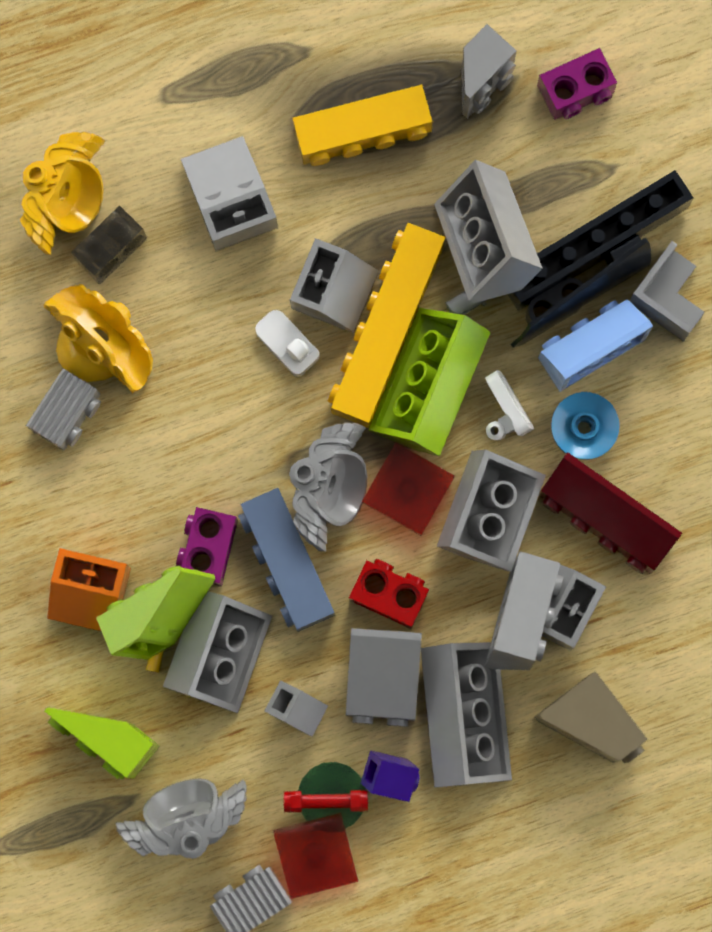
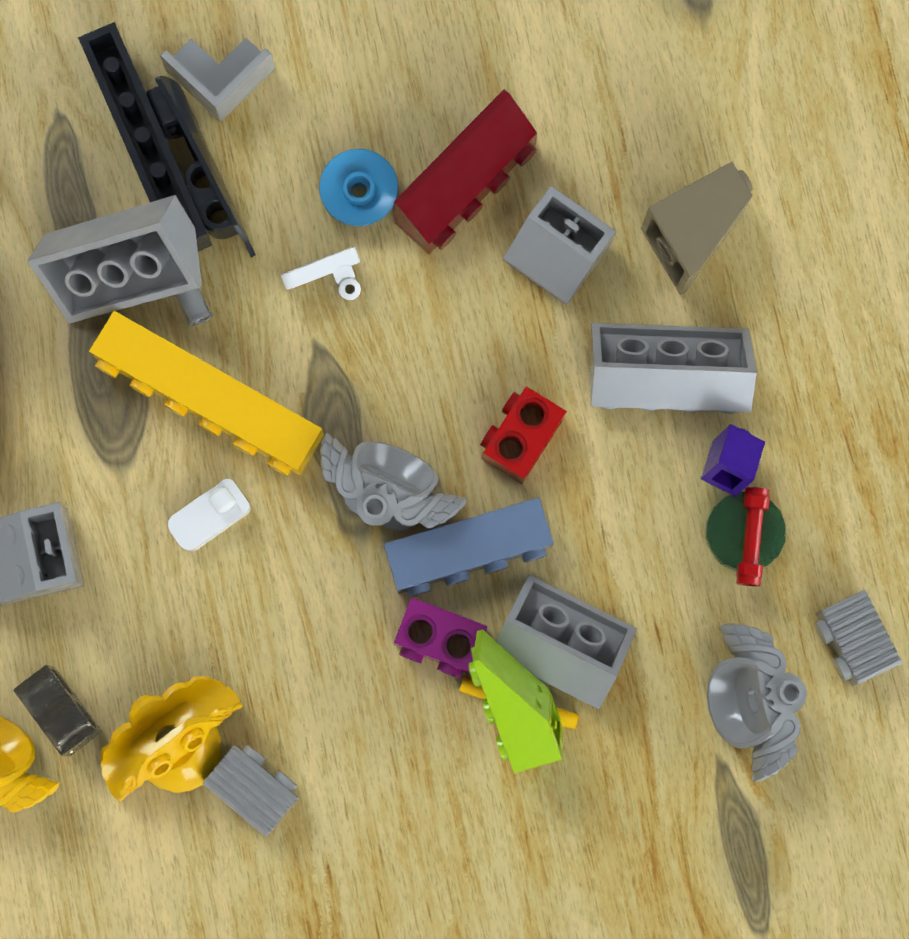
camera: 90 degrees left, 0 degrees up
(85, 587) = (473, 786): orange slope -> none
(117, 742) = (654, 775): lime slope -> none
(302, 712) = (643, 557): light grey brick -> none
(315, 855) = (811, 557): clear red plate -> none
(333, 286) = (150, 449): light grey slope -> none
(383, 676) = (618, 452): light grey slope -> none
(408, 489) = (403, 397): clear red plate -> none
(430, 380) = (280, 353): lime slope -> none
(491, 510) = (442, 305): light grey slope -> none
(524, 613) = (570, 281): light grey slope -> none
(594, 343) = (264, 161): light blue slope -> none

